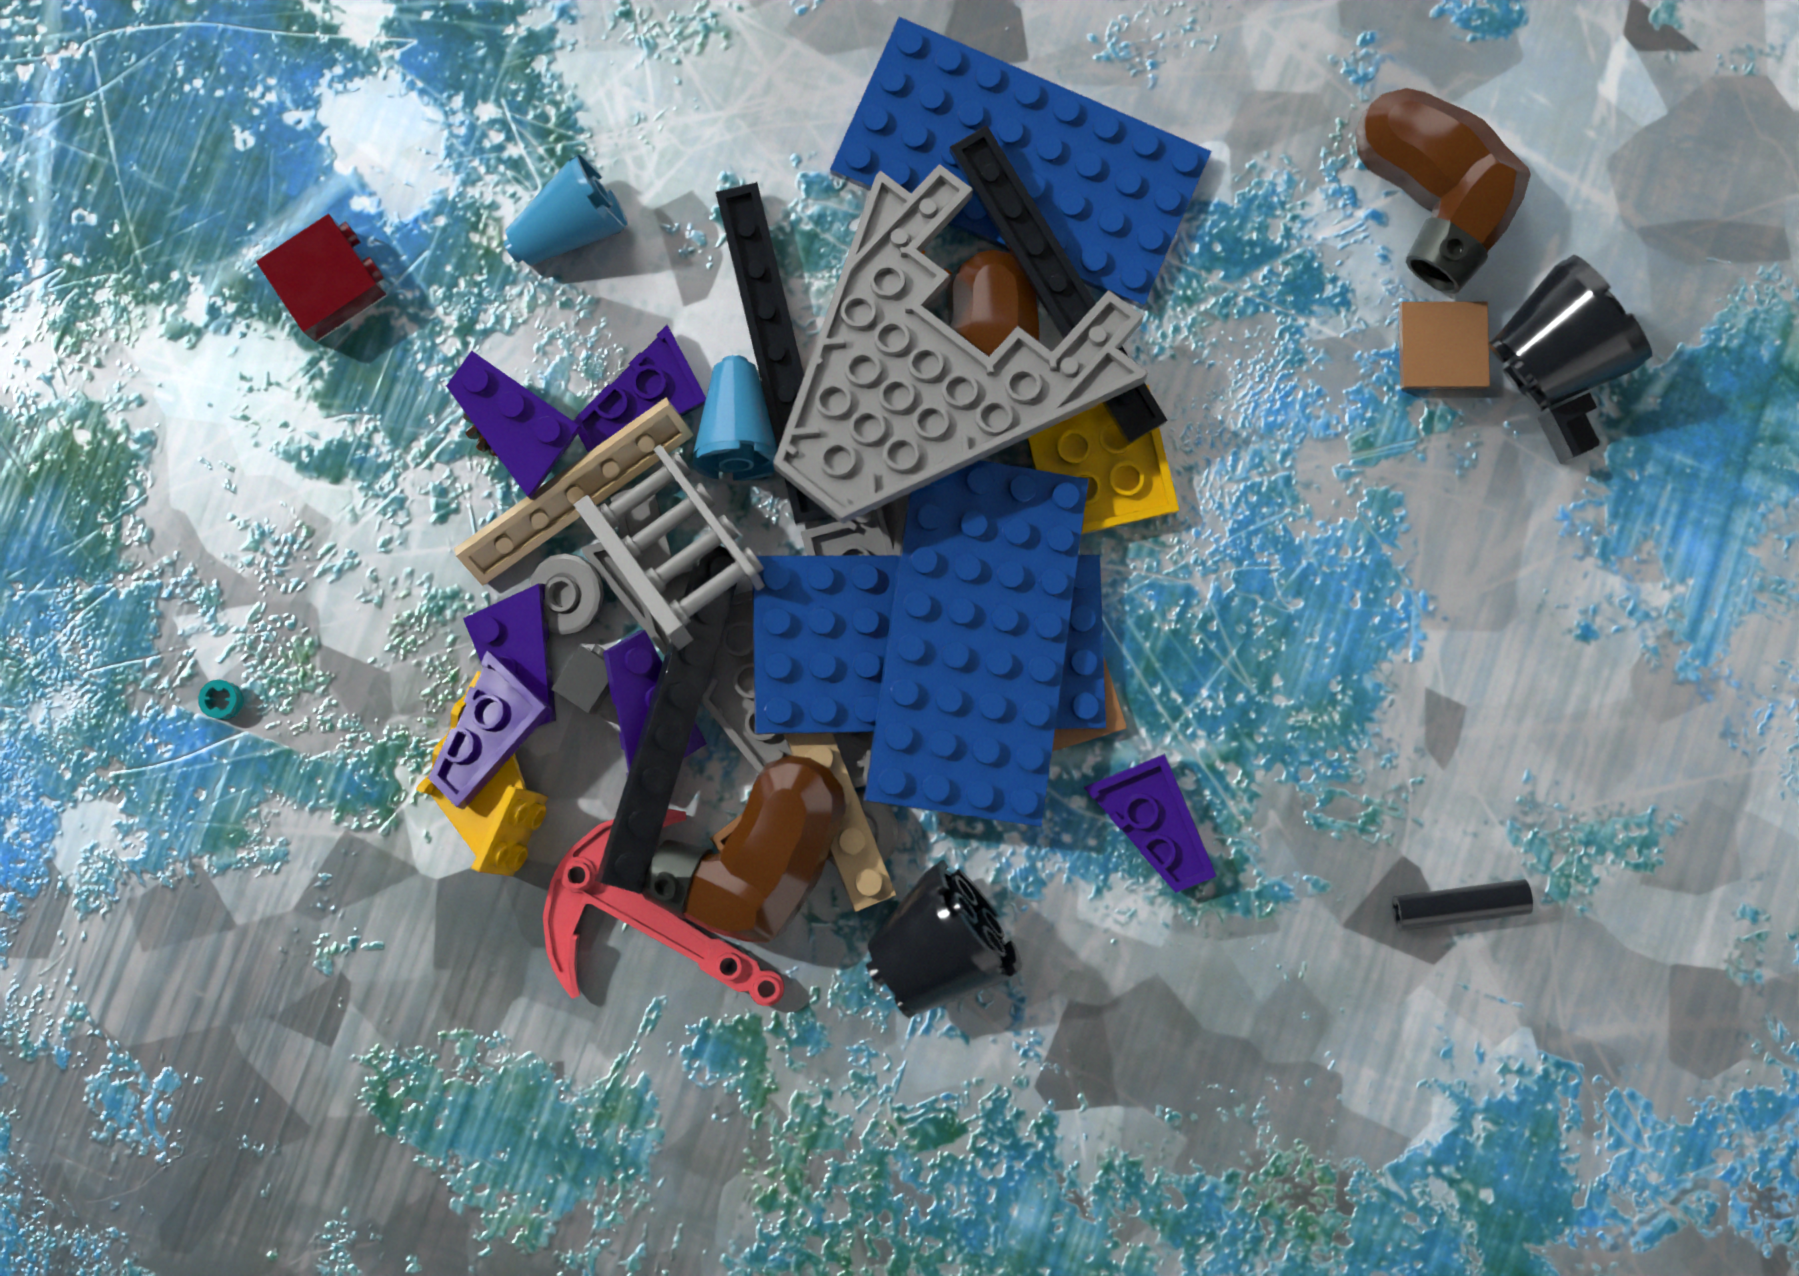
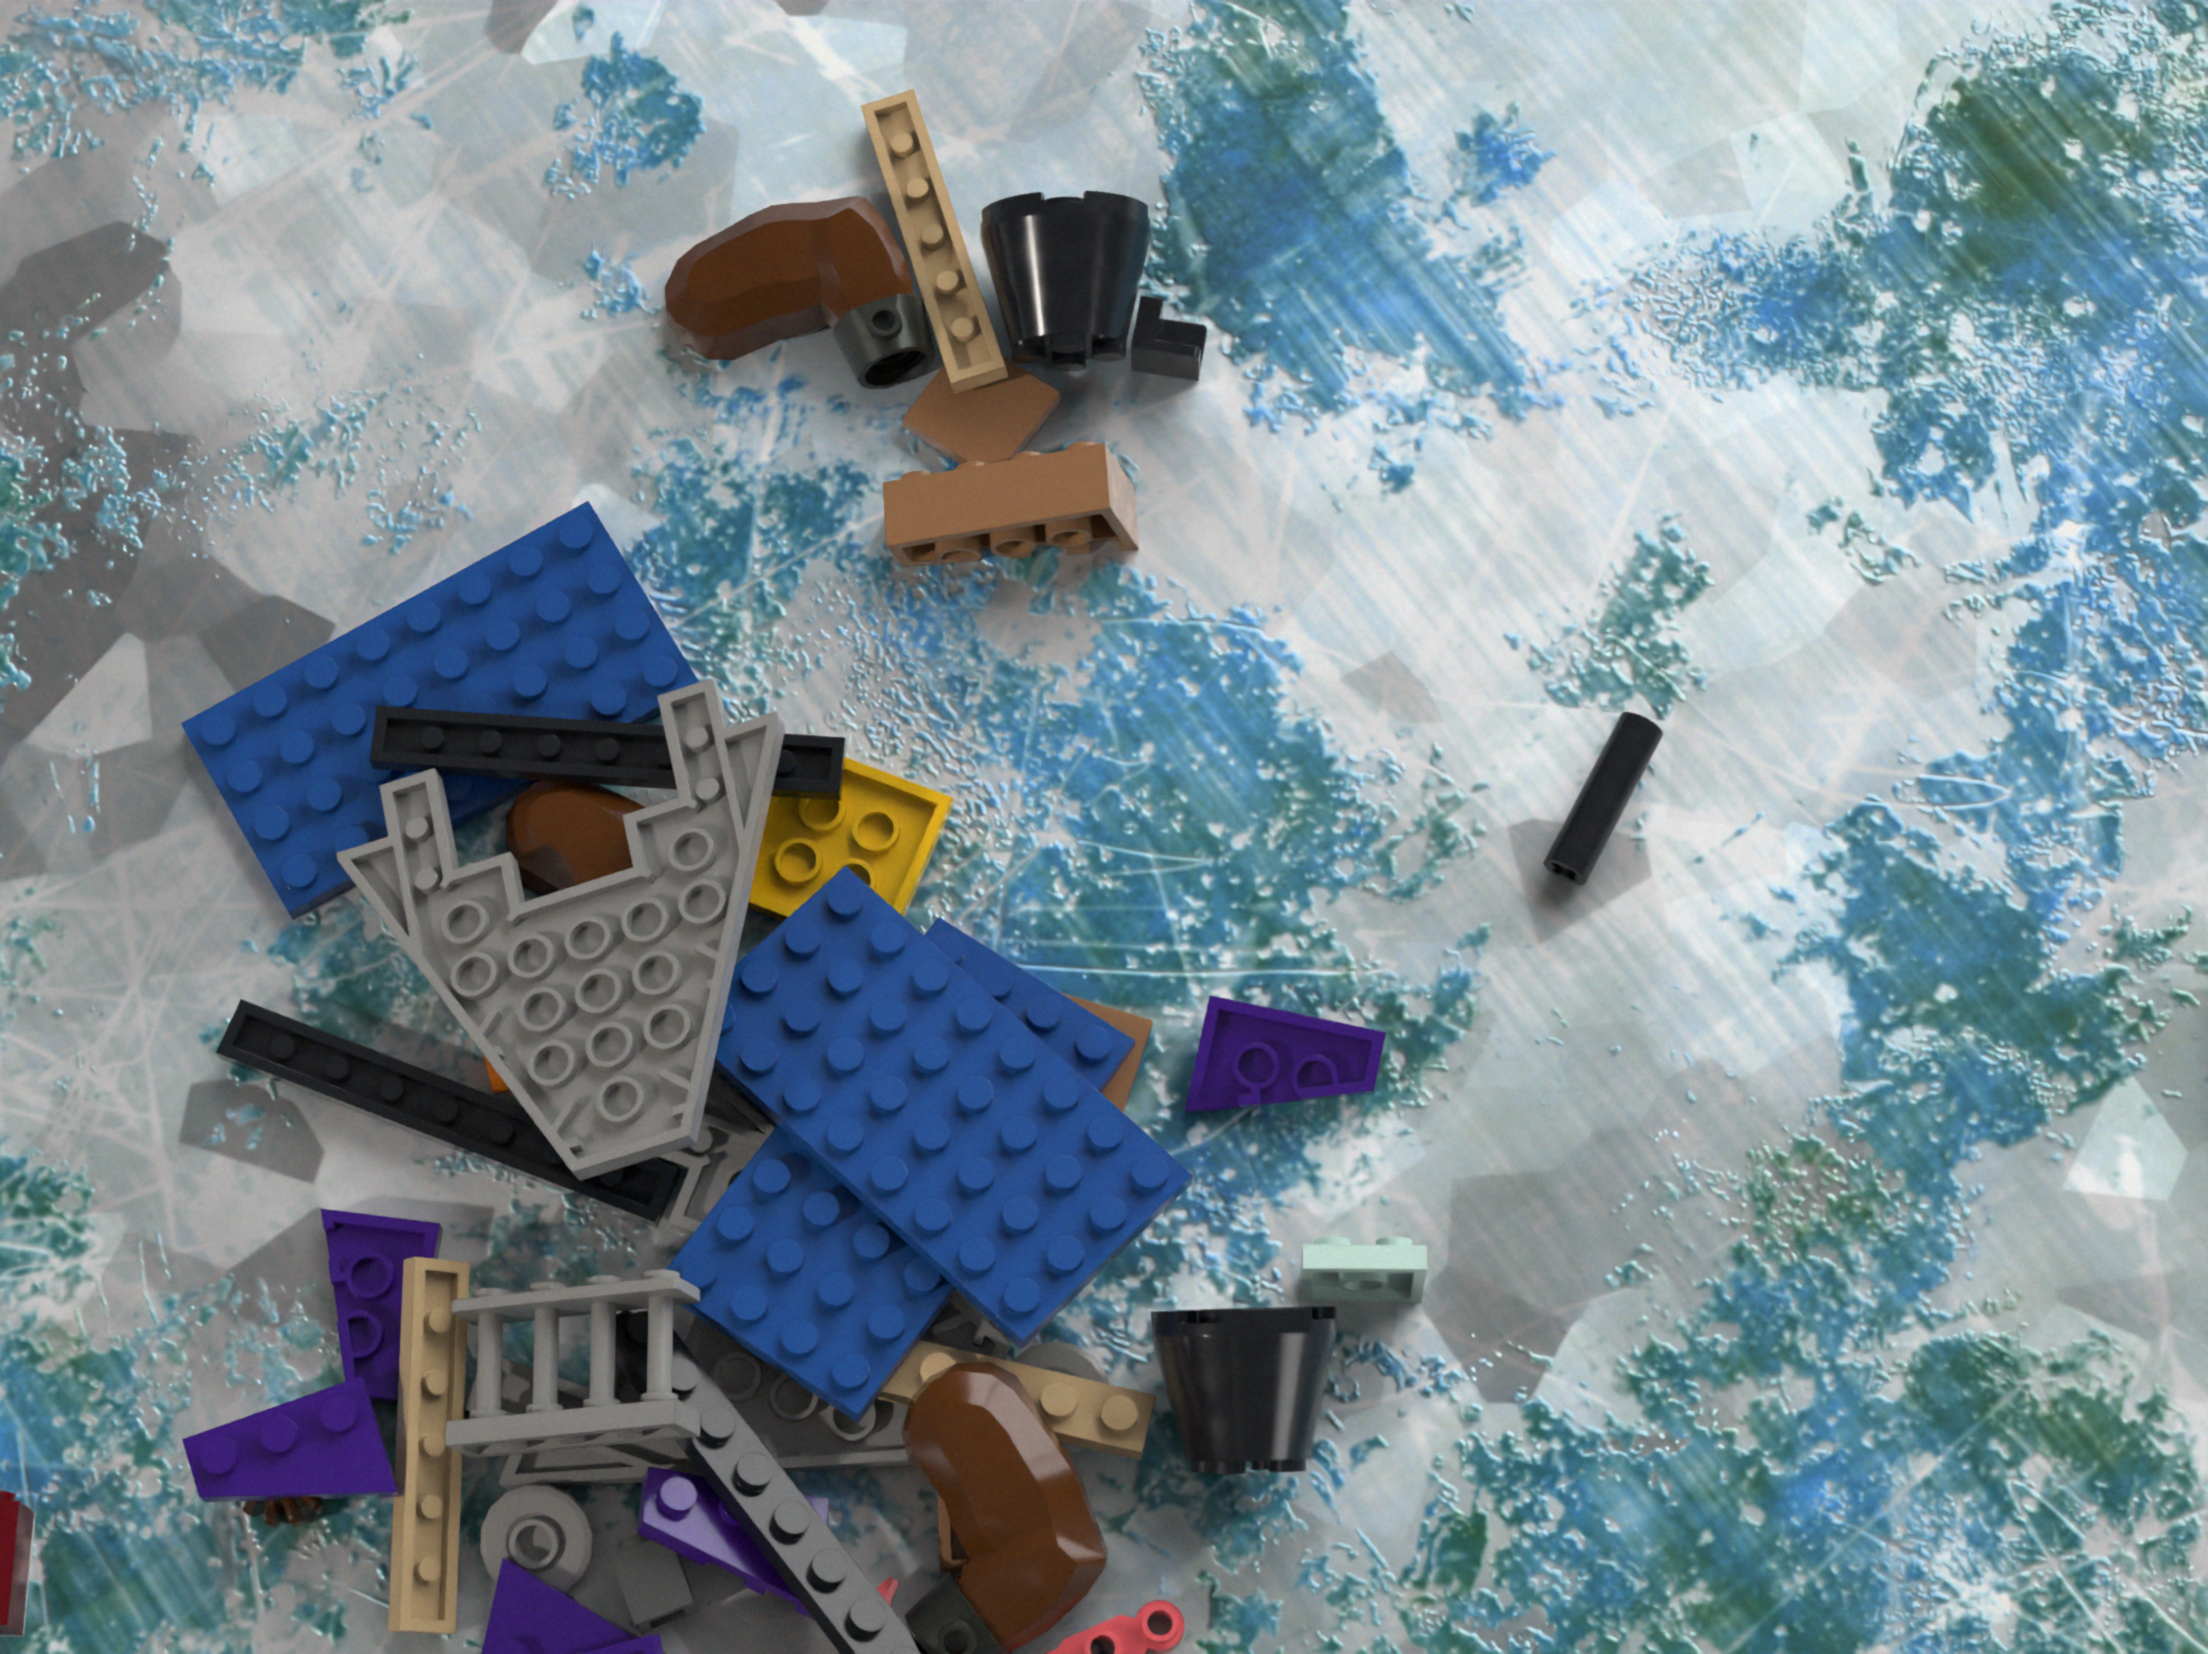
camera: 50 degrees left, 15 degrees down
(565, 215) = (110, 1237): dark azure cone -> none
(735, 424) = (495, 1209): dark azure cone -> none
(1066, 979) = (1362, 1273): none -> light aqua plate
(1391, 411) = (1011, 507): none -> medium nougat wedge
(1534, 236) = (934, 242): none -> tan plate

